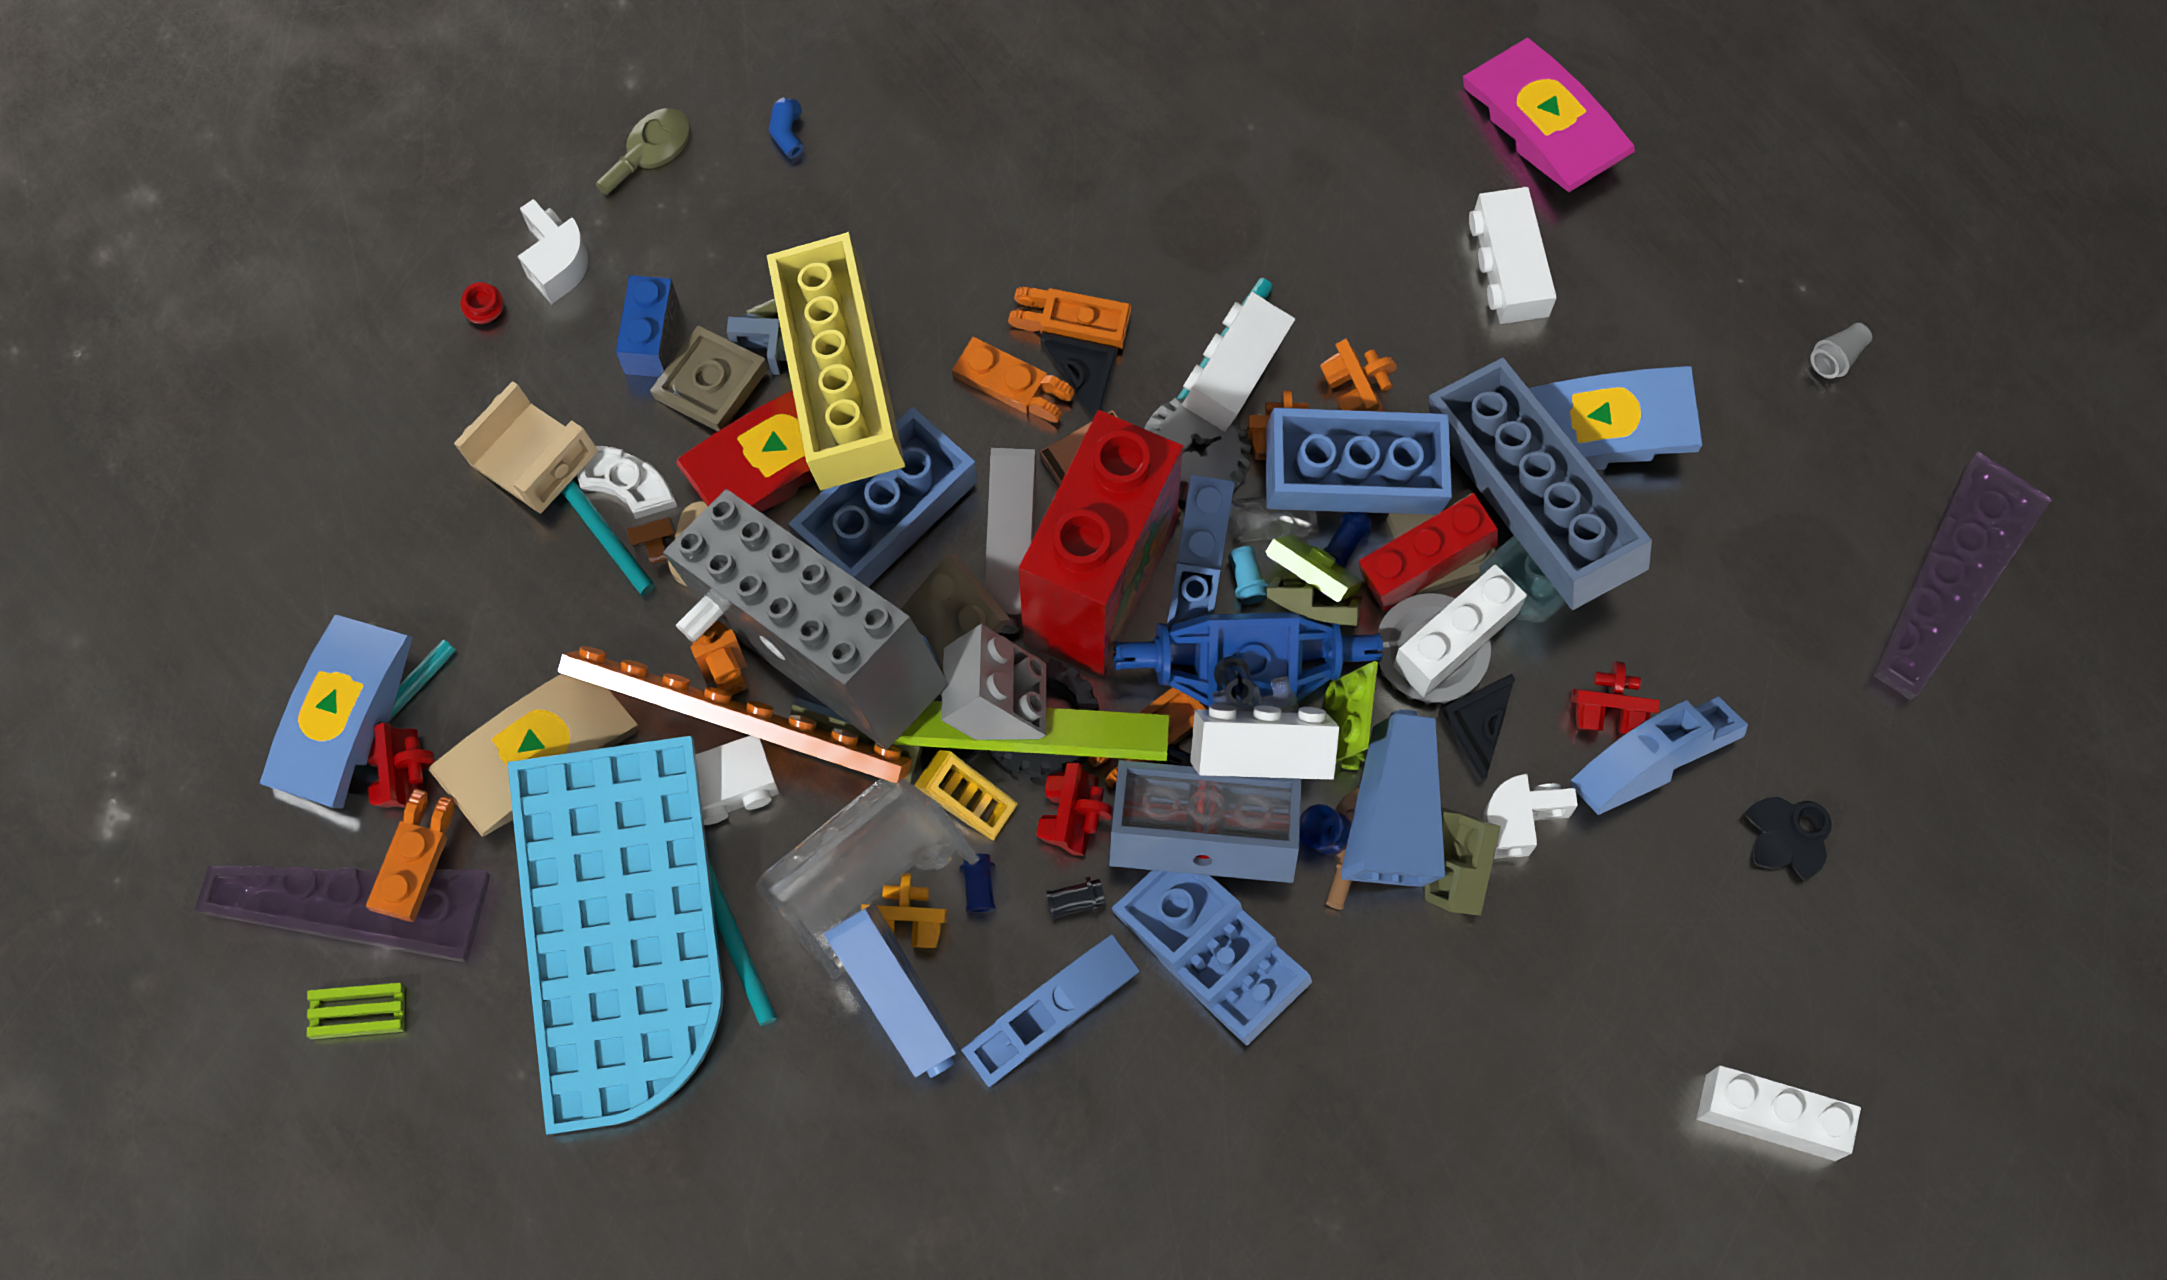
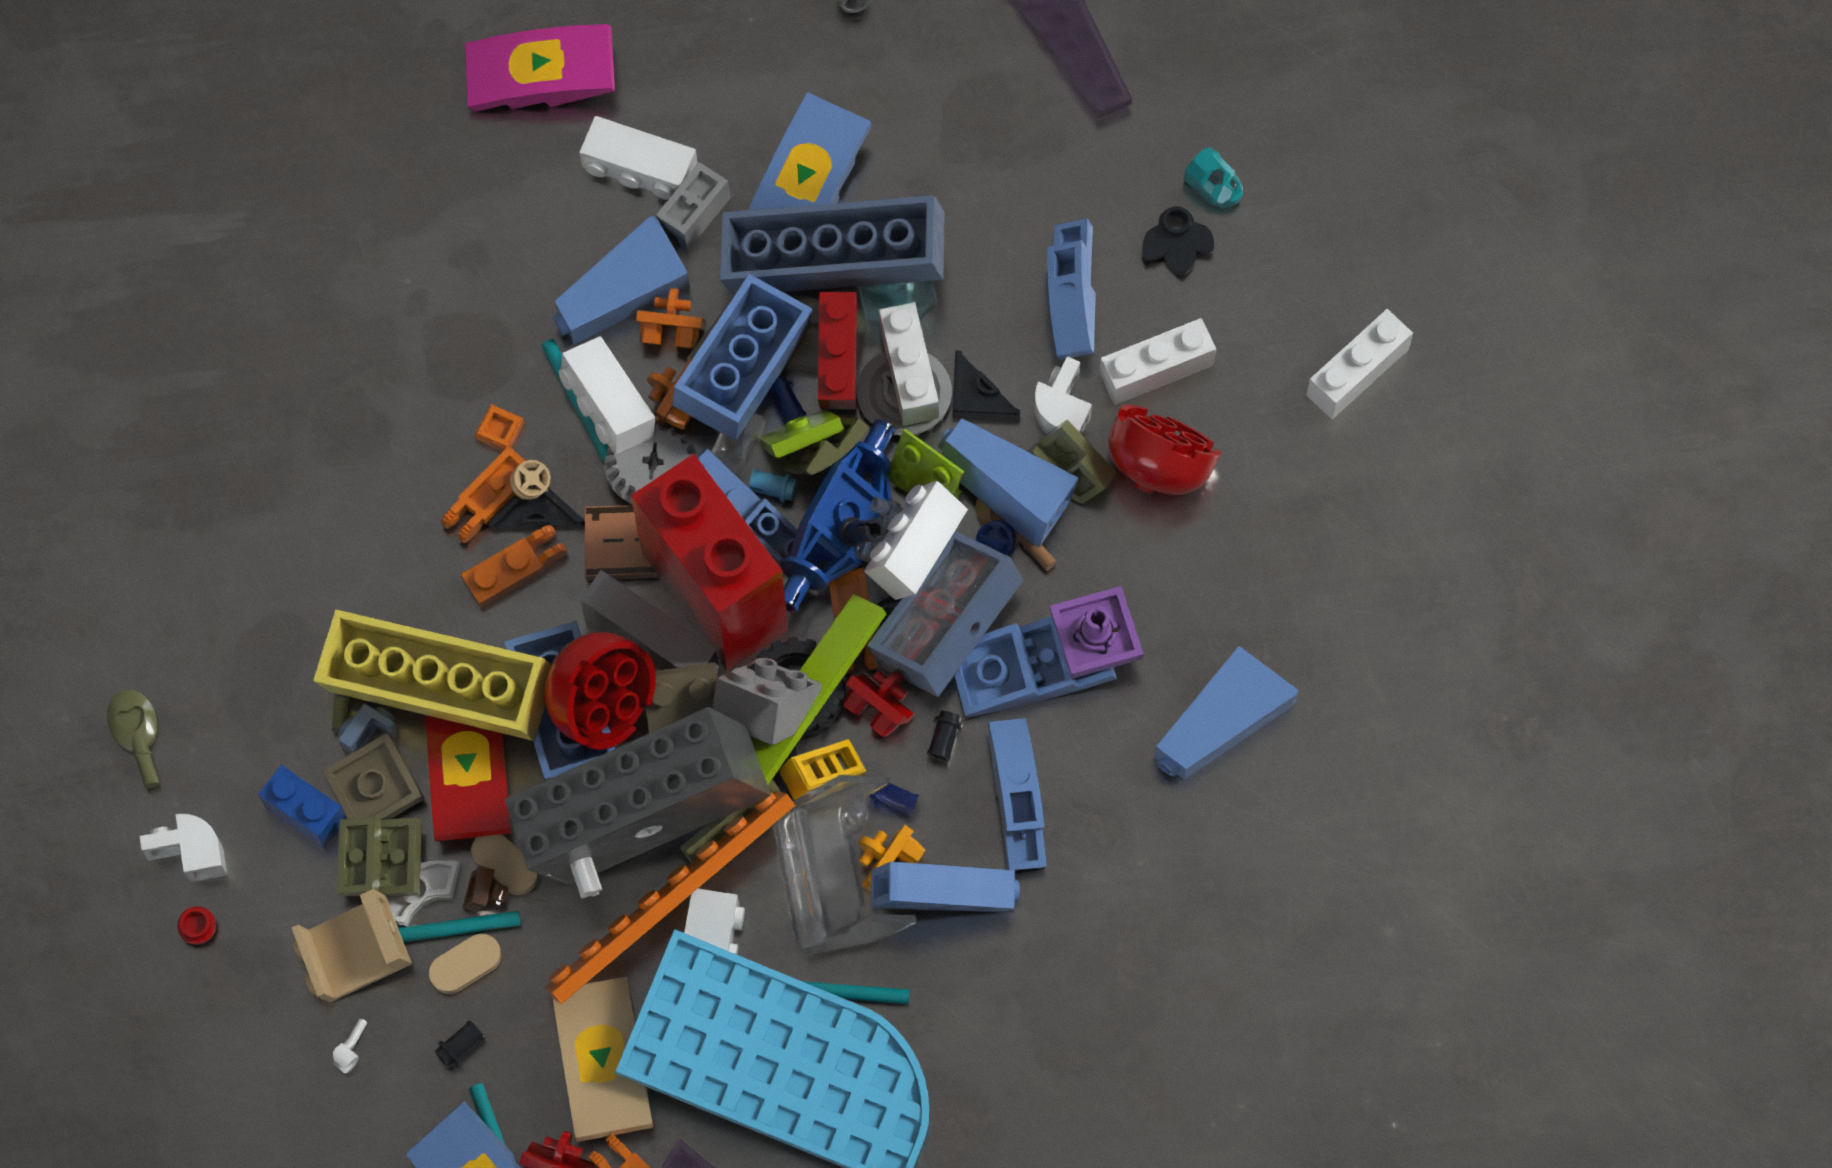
camera: 60 degrees left, 0 degrees up
(416, 505) = (343, 1055): none -> white hand
(482, 604) = (459, 1044): none -> black pin
(571, 565) = (465, 964): none -> tan tile
(632, 422) = (379, 856): none -> olive slope
(720, 658) = (619, 886): orange hips -> none
(780, 126) = (184, 621): blue arm -> none
(915, 501) = (596, 684): none -> red cylinder
(1097, 331) = (534, 474): none -> tan wheel
(1148, 289) = (499, 428): none -> orange tile
(1276, 1186) = (1227, 711): none -> medium blue slope
(1312, 991) = (1101, 612): none -> medium lavender plate
(1370, 312) = (621, 283): none -> medium blue slope
(1496, 331) = (694, 205): none -> light grey hinge
(1520, 946) = (1157, 457): none -> red cylinder
(1593, 704) = (1010, 309): red hips -> none
(1635, 889) = (1157, 361): none -> white brick
(1886, 834) = (1214, 179): none -> teal rock

